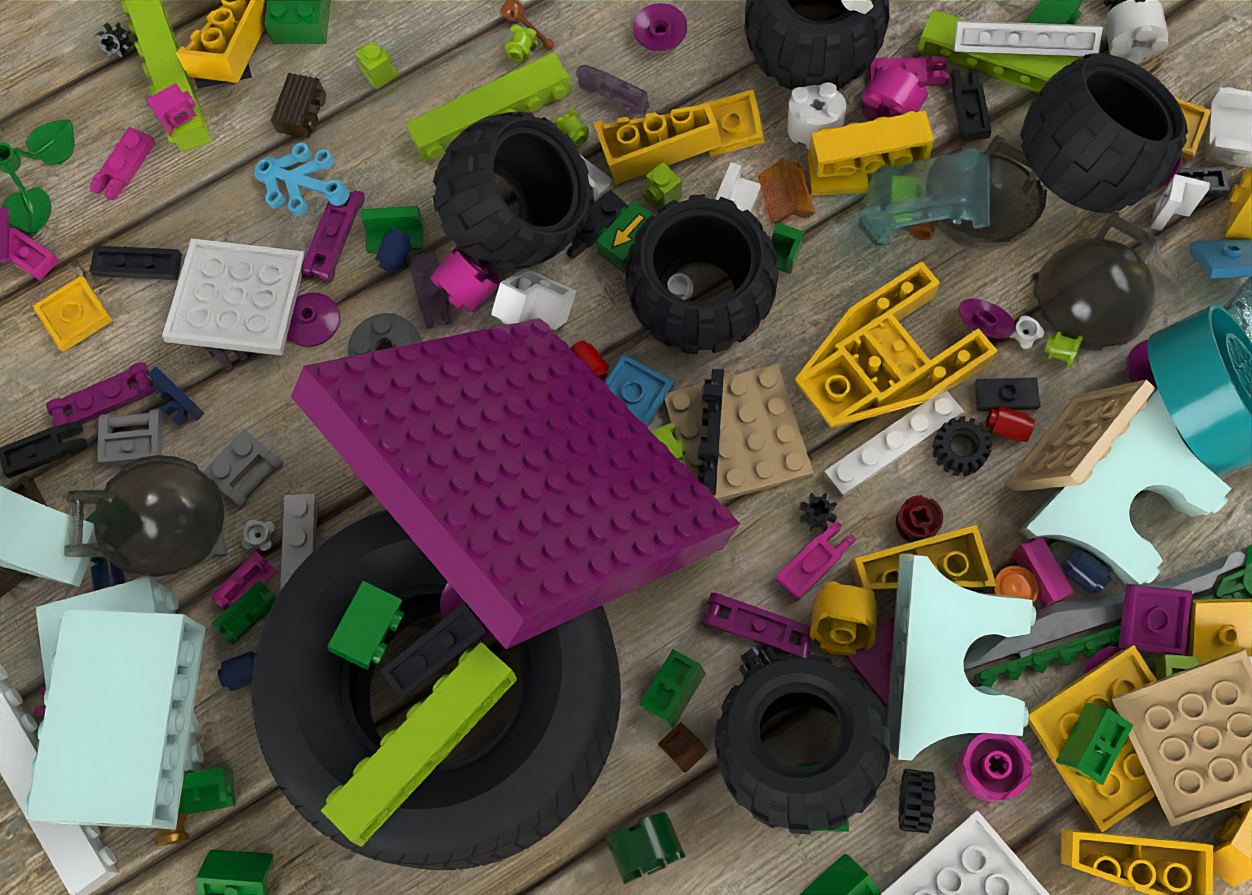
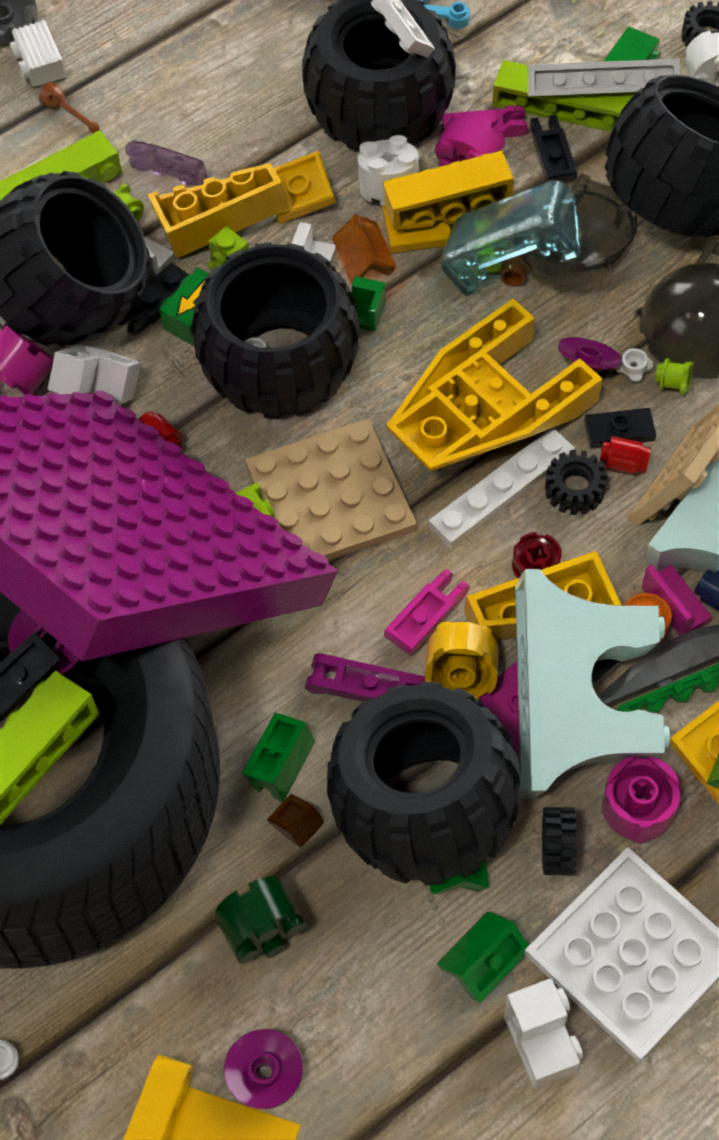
camera: 10 degrees left, 10 degrees down
(521, 42) = (63, 127): lime brick -> none
(639, 387) = (219, 452): dark azure plate -> none
(660, 18) = (213, 100): magenta dish -> none
(709, 446) = (298, 498): black hinge -> none
(826, 515) = (424, 552): black gear -> none

